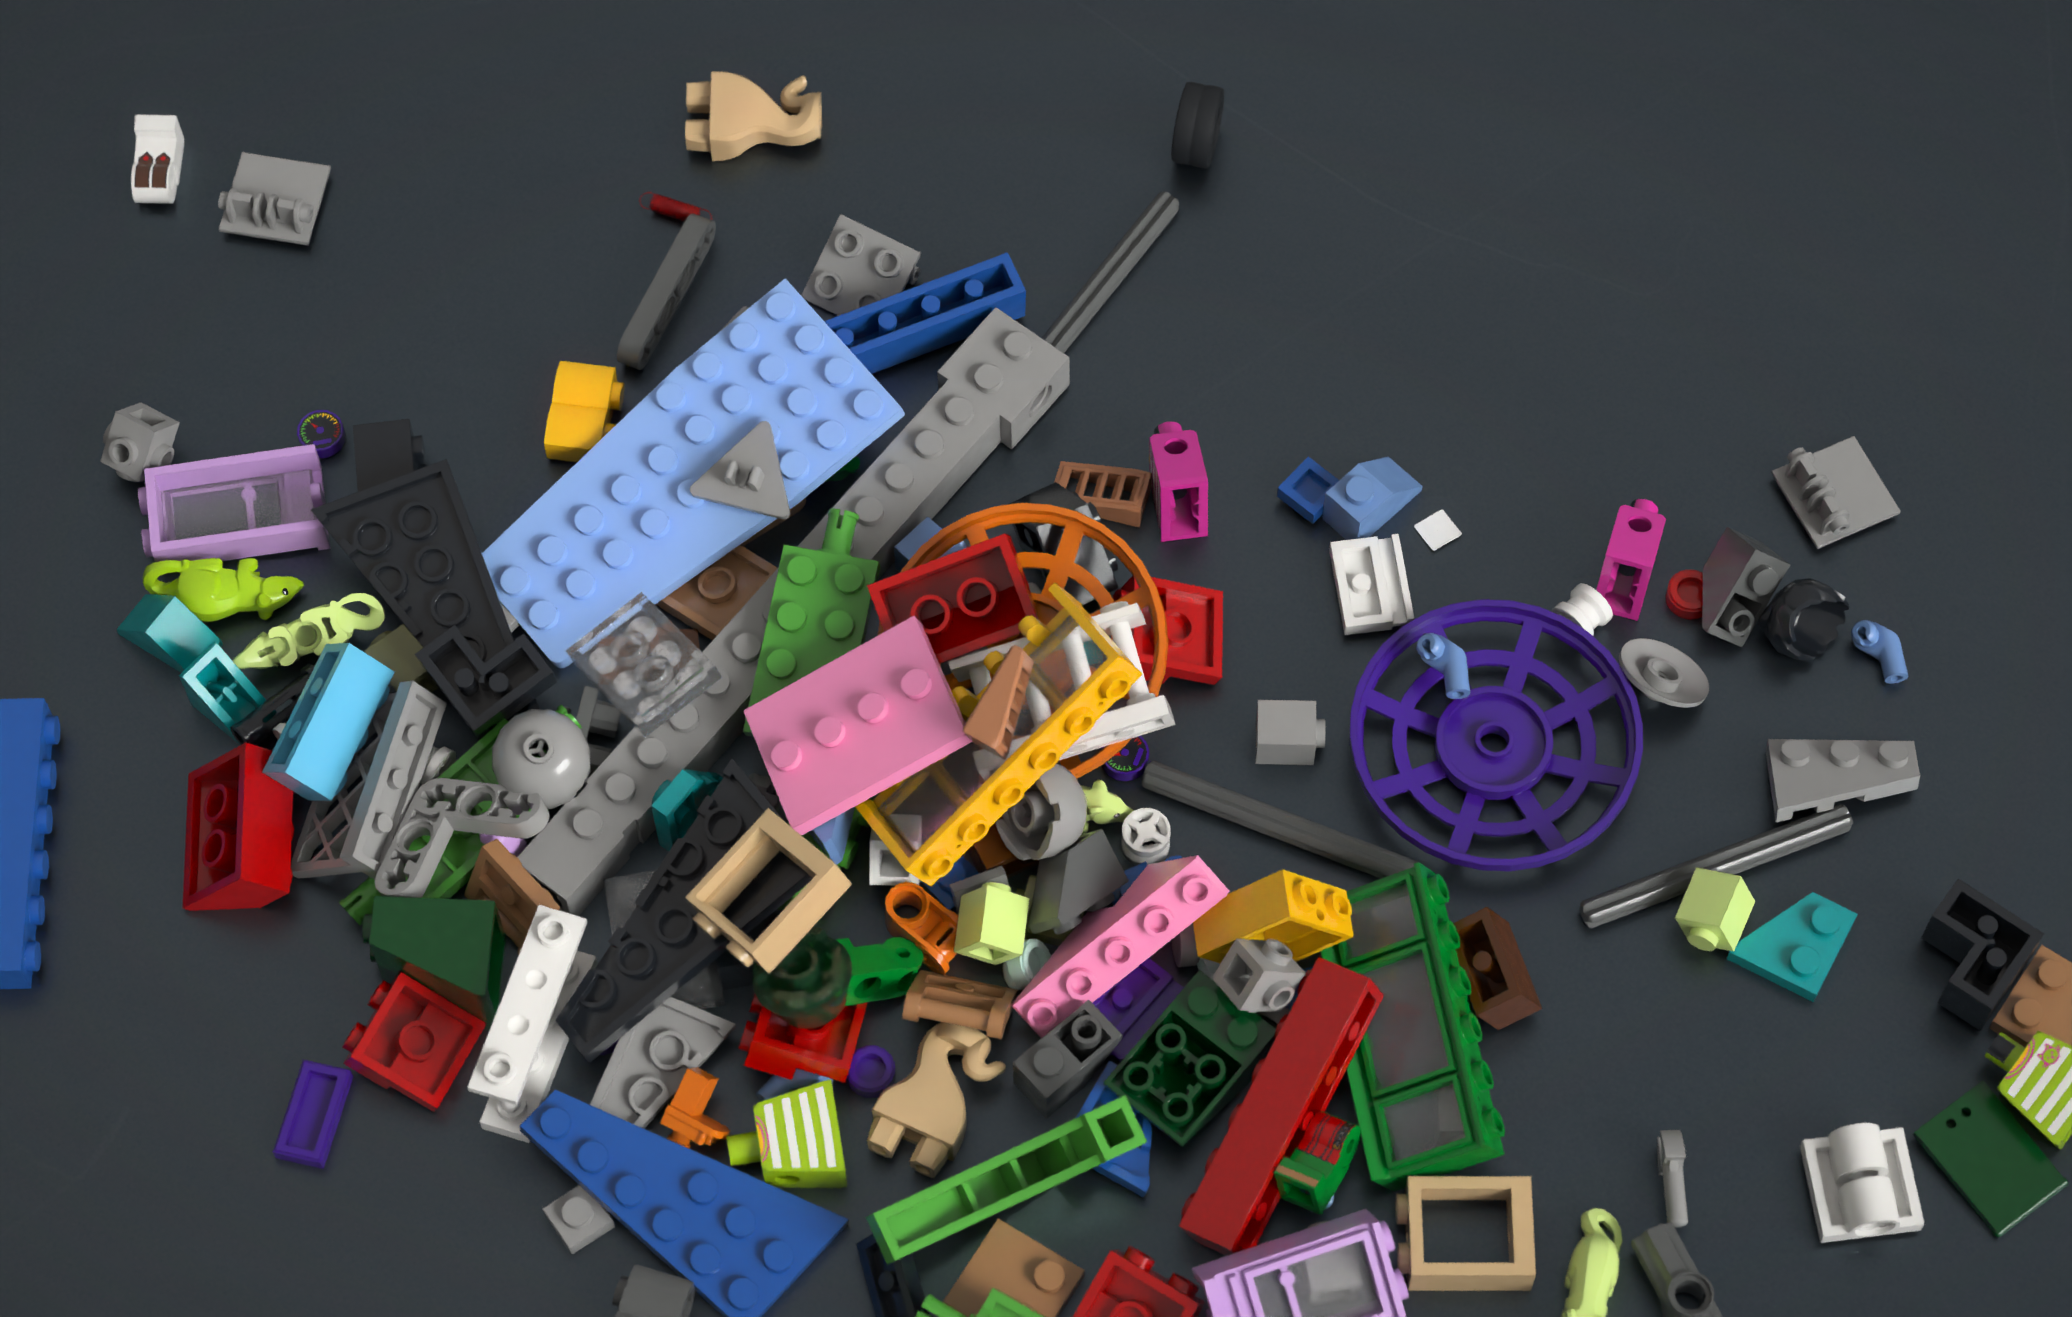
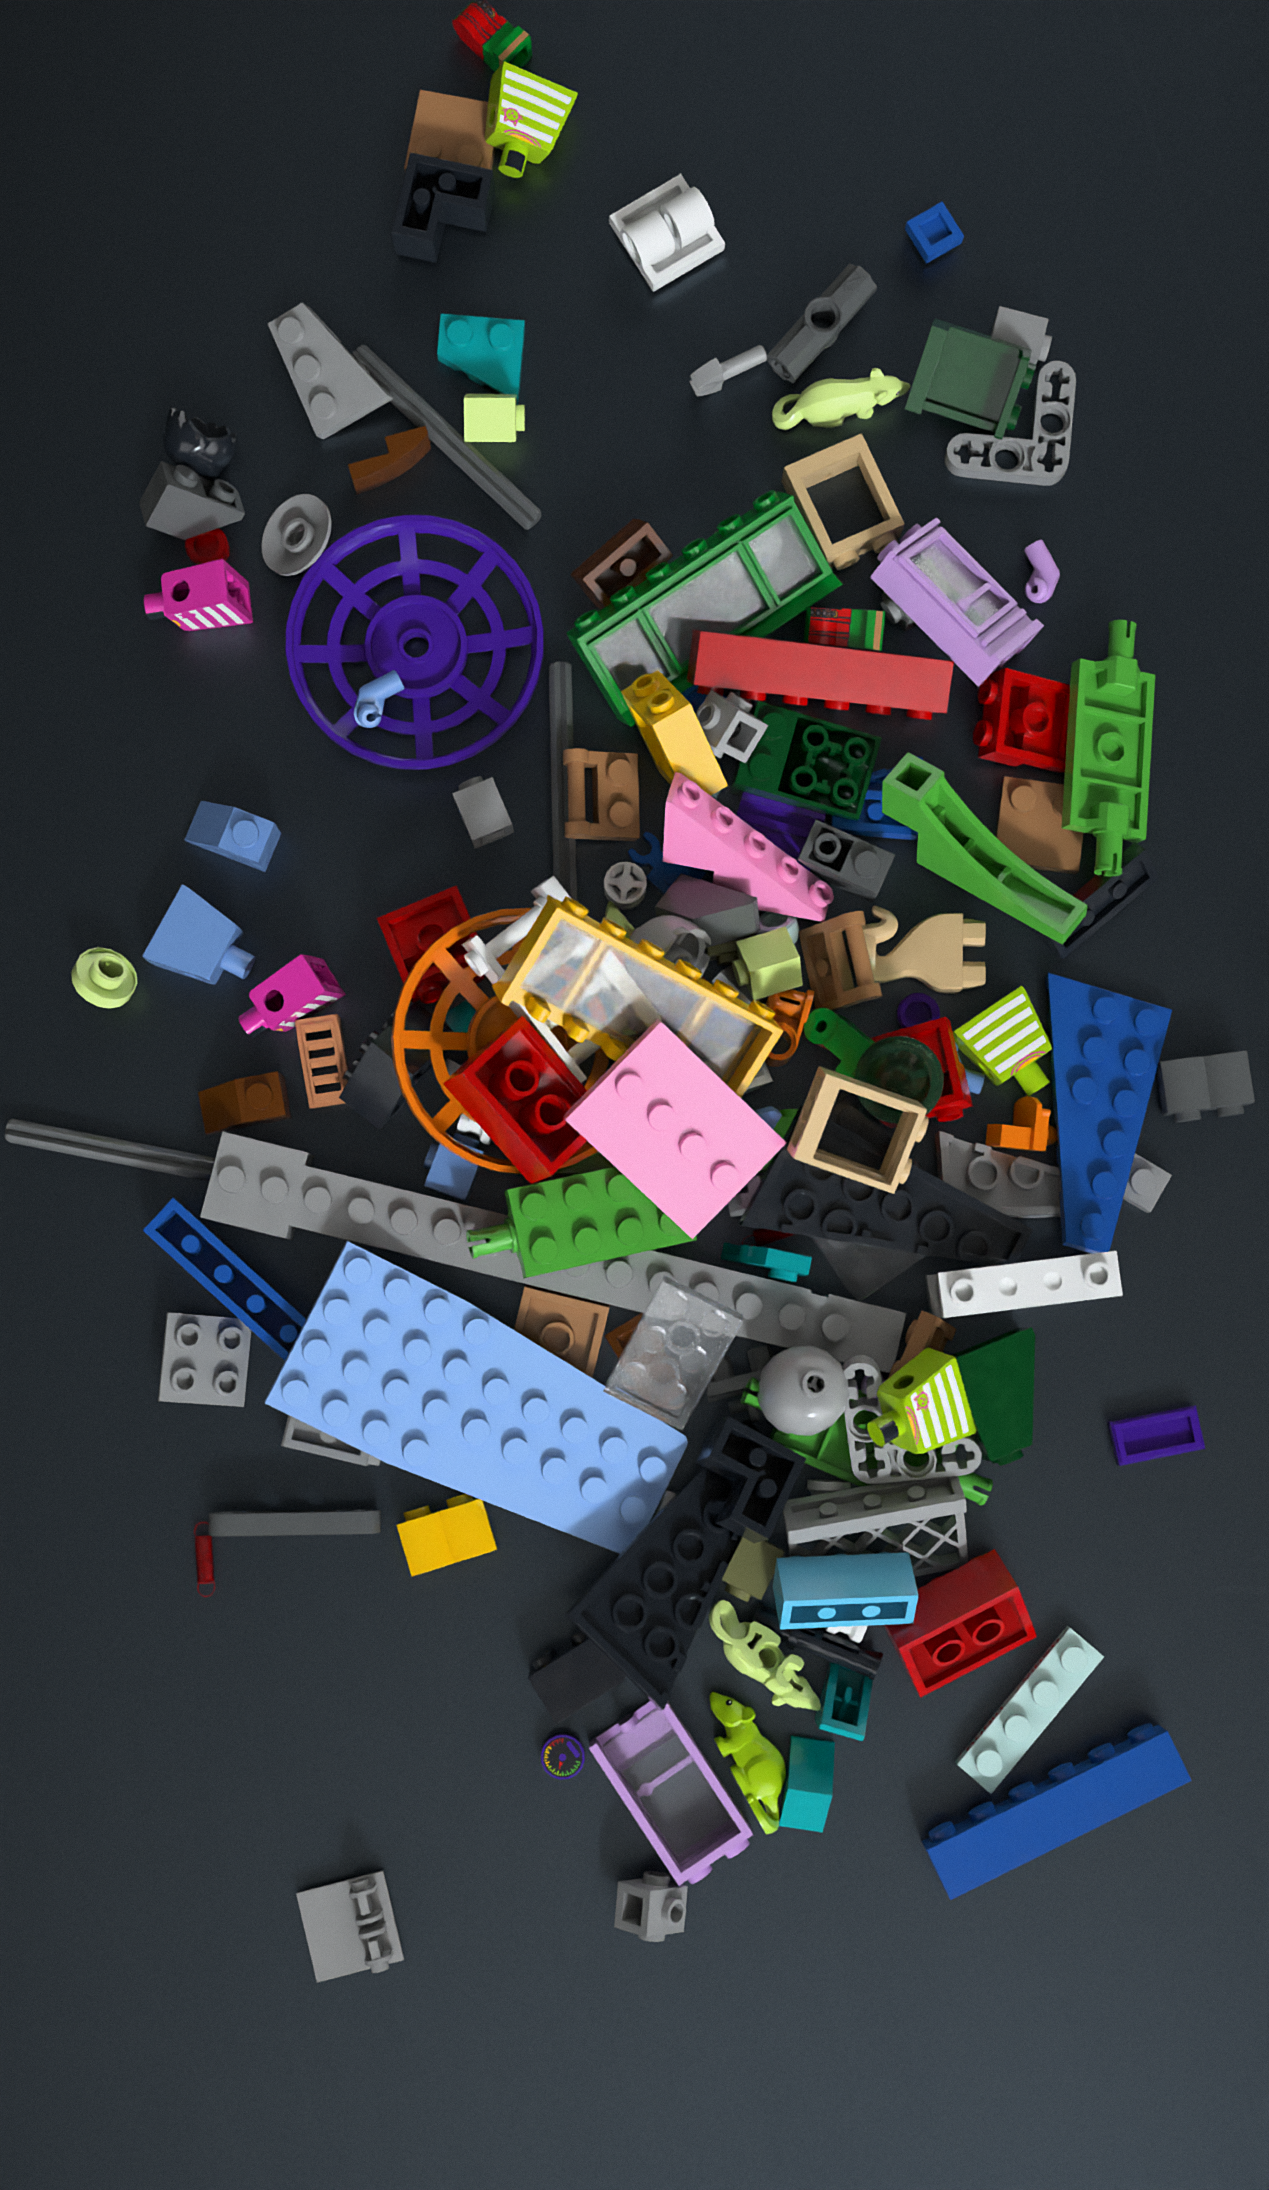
camera: 120 degrees left, 20 degrees up
(118, 869) = (1029, 1709): none -> light aqua plate
(156, 158) = (362, 2055): white leg -> none
(412, 1040) = (1074, 1384): red plate -> none
(463, 852) = (923, 1405): none -> lime torso
(747, 476) = (466, 1346): light grey piece -> none
(748, 116) = (85, 1537): tan hips -> none
(999, 708) = (644, 1000): nougat slope -> none
(1091, 408) = (245, 1103): none -> reddish brown slope
(1240, 862) = (614, 795): none -> medium nougat plate
(1277, 327) = (104, 977): none -> yellowish green plate
(1277, 424) = (198, 941): none -> medium blue torso
(1306, 489) = (248, 887): blue plate -> none
(1371, 584) = (315, 801): white plate -> none
(1437, 530) = (234, 773): white sticker -> none
(1585, 608) = (267, 621): white wheel -> none
(1710, 803) = (404, 452): none -> reddish brown slope
(1834, 491) = (60, 465): light grey hinge -> none
(1883, 646) = (189, 378): medium blue arm -> none
(1990, 1159) = (598, 151): dark green container -> none

